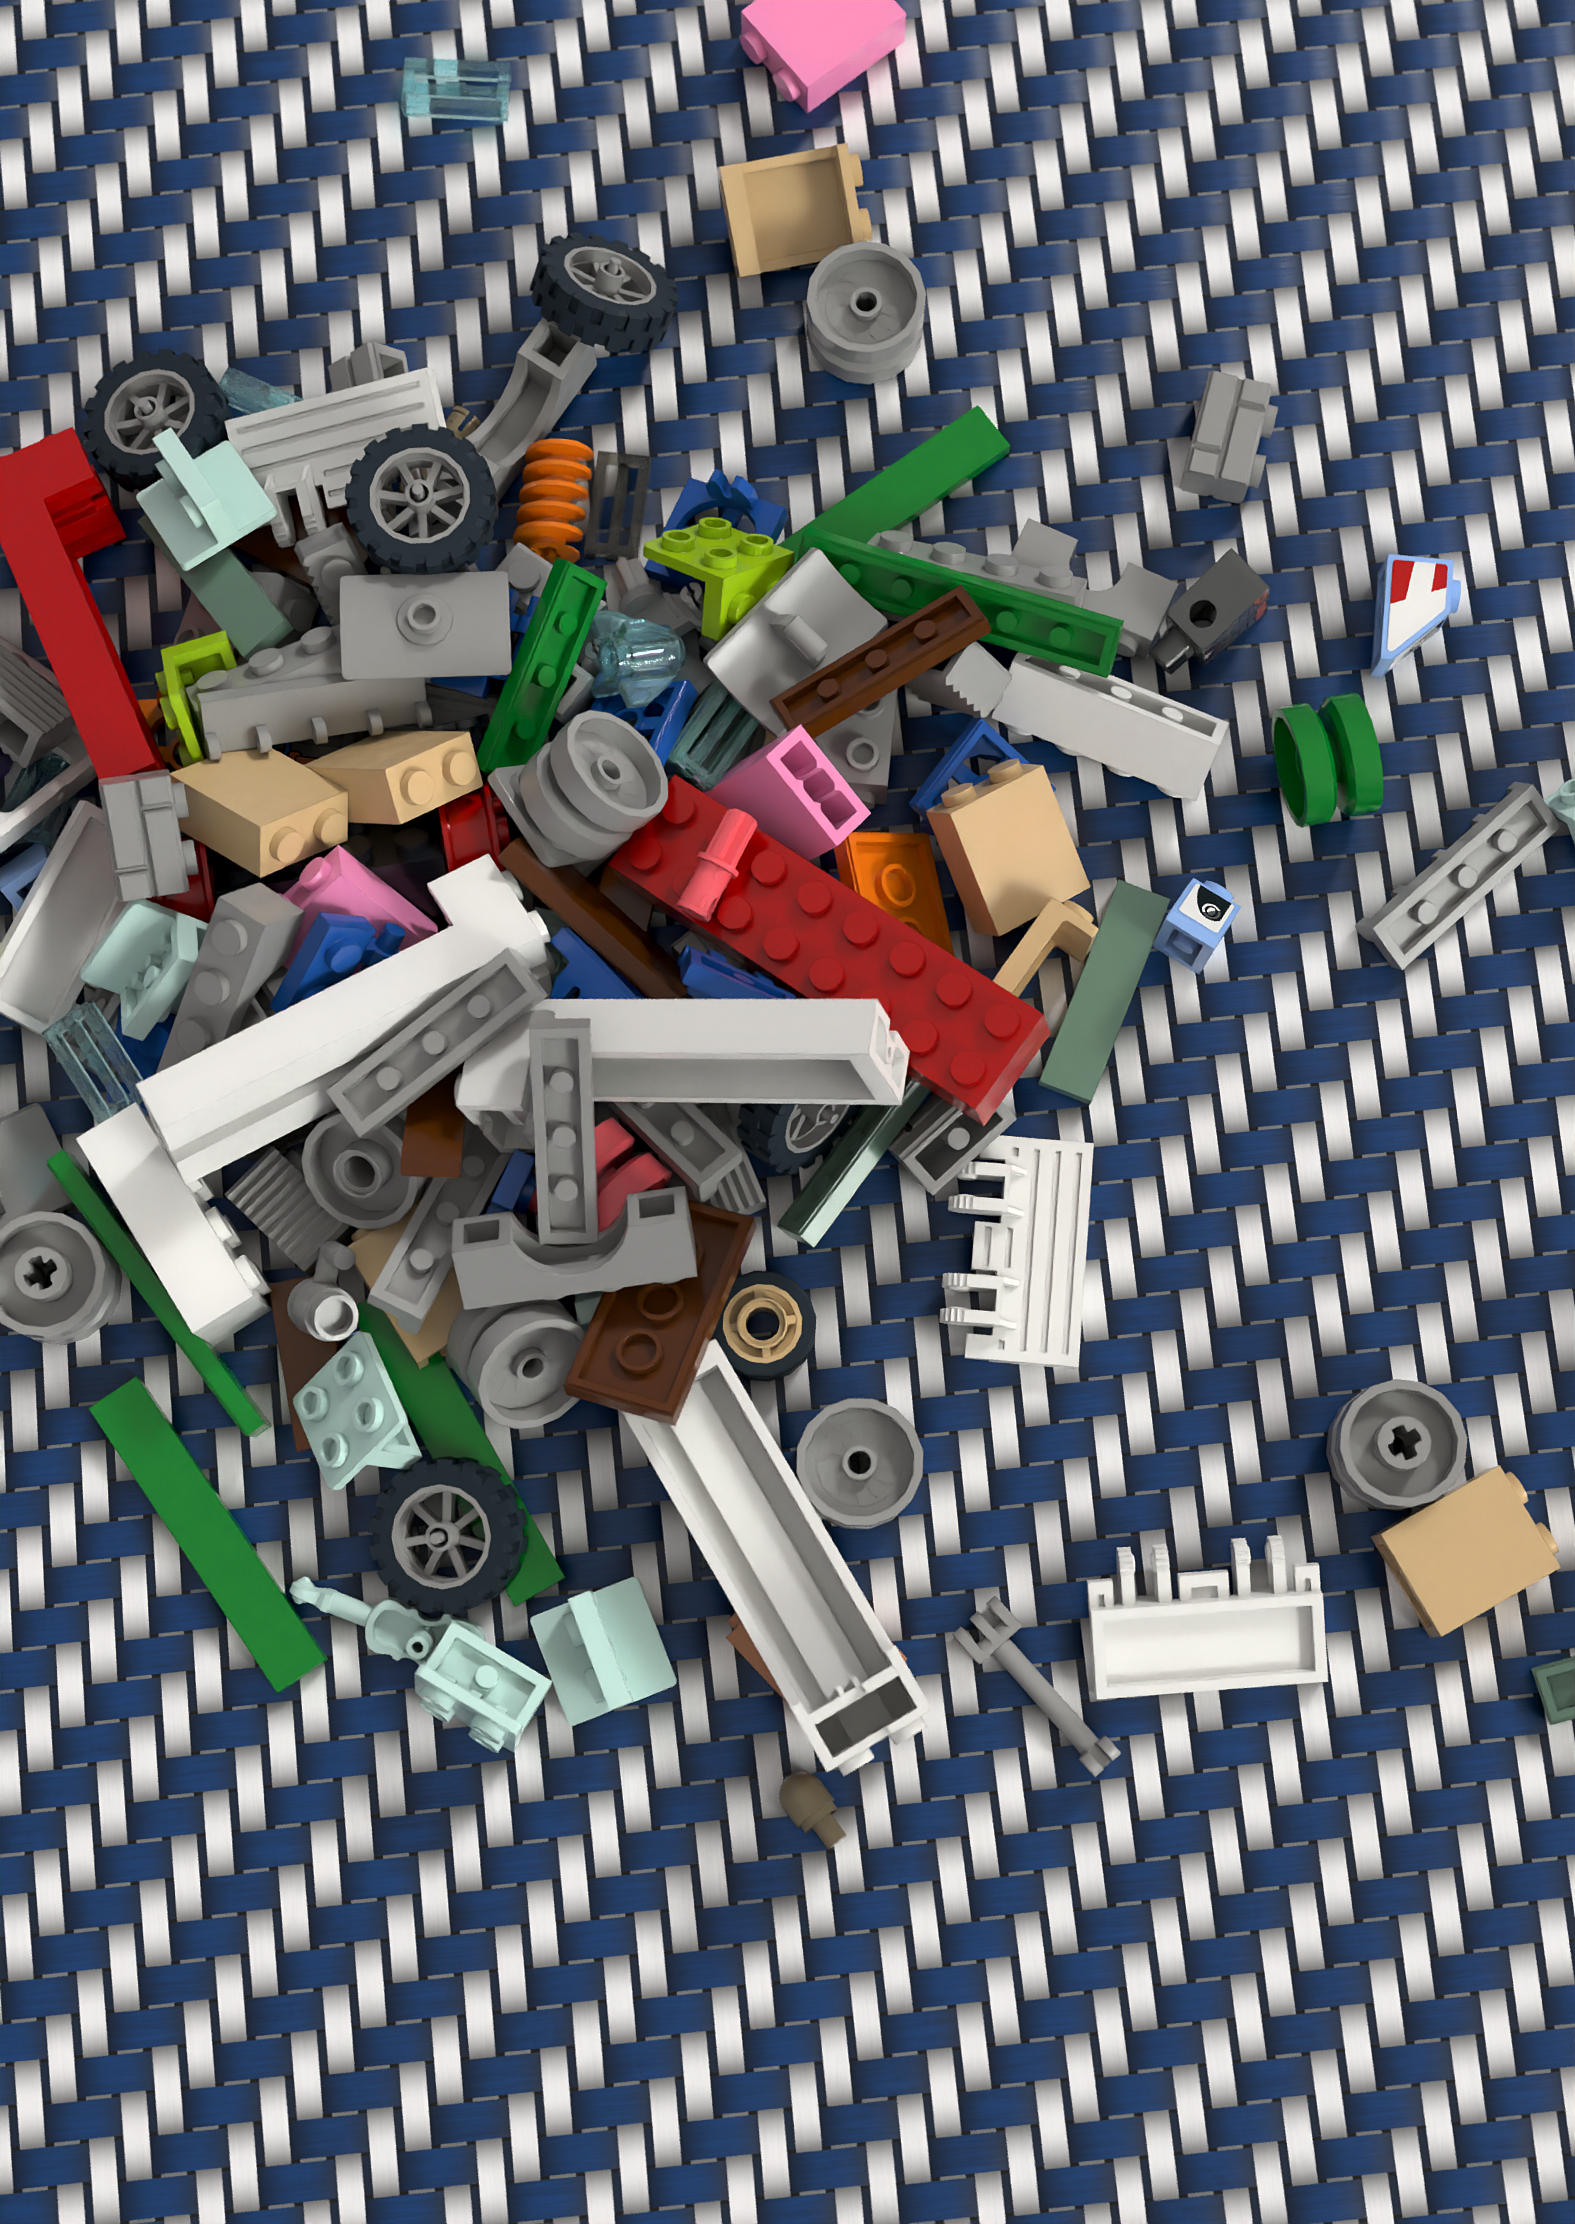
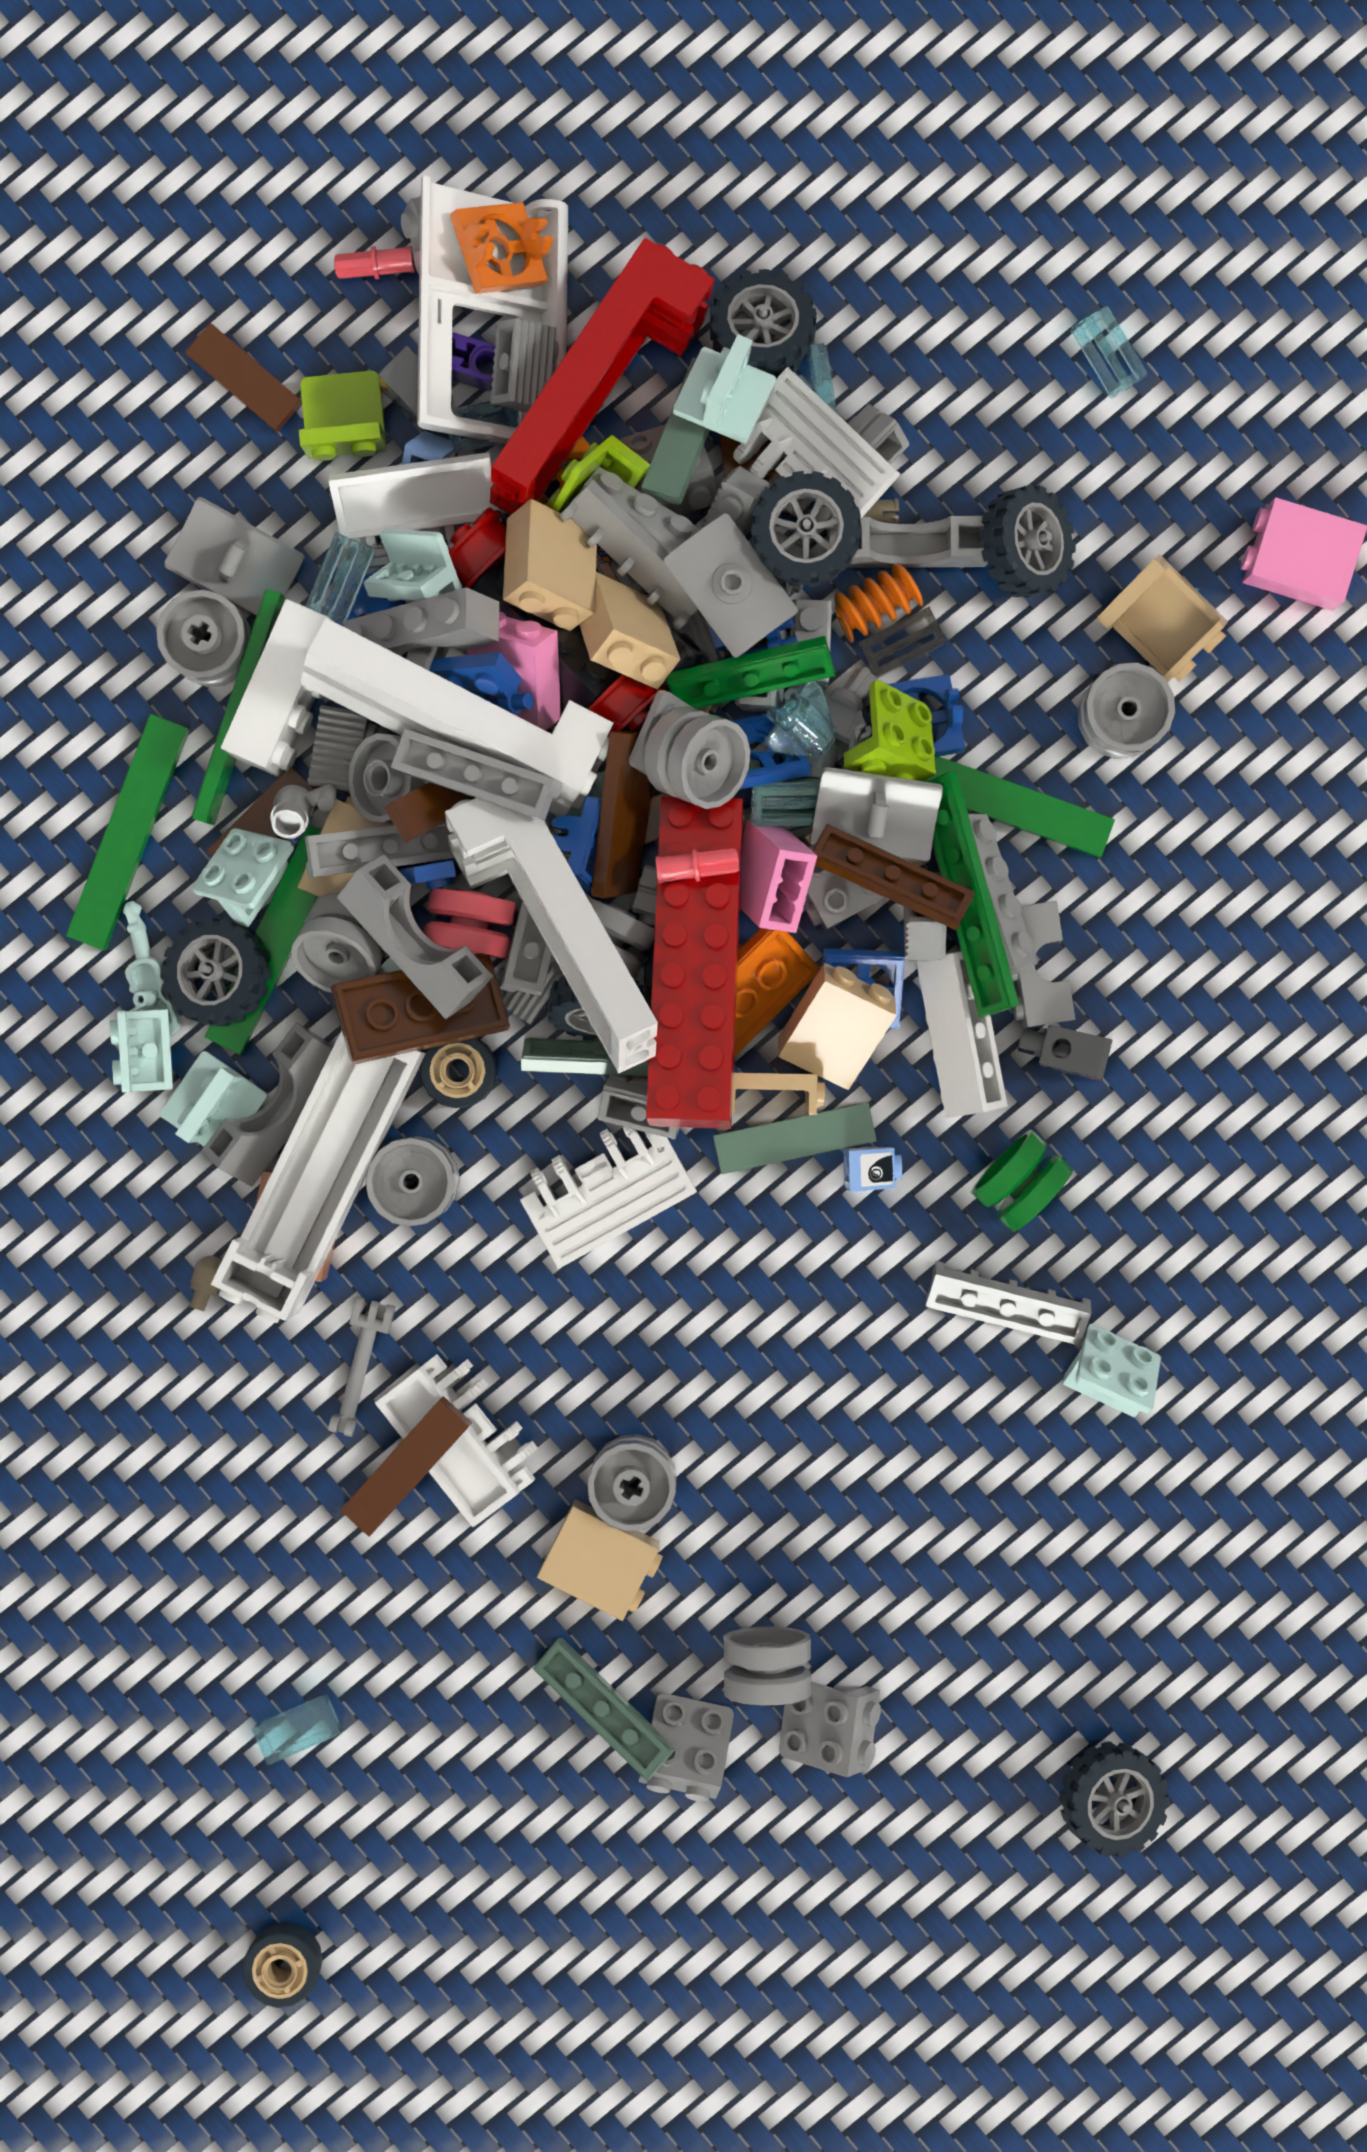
camera: 55 degrees right, 10 degrees up
(145, 834) = (479, 514): light grey brick -> none
(564, 1129) = (473, 884): light grey hinge -> none
(682, 1629) = (250, 1143): none -> light grey arch
(713, 978) = (627, 924): blue plate -> none
(1201, 1710) = (406, 1466): none -> reddish brown tile
(1227, 438) = (1196, 986): light grey brick -> none
(1410, 606) = (1159, 1168): slope -> none
(1444, 2078) = (297, 1729): none -> clear light blue tile

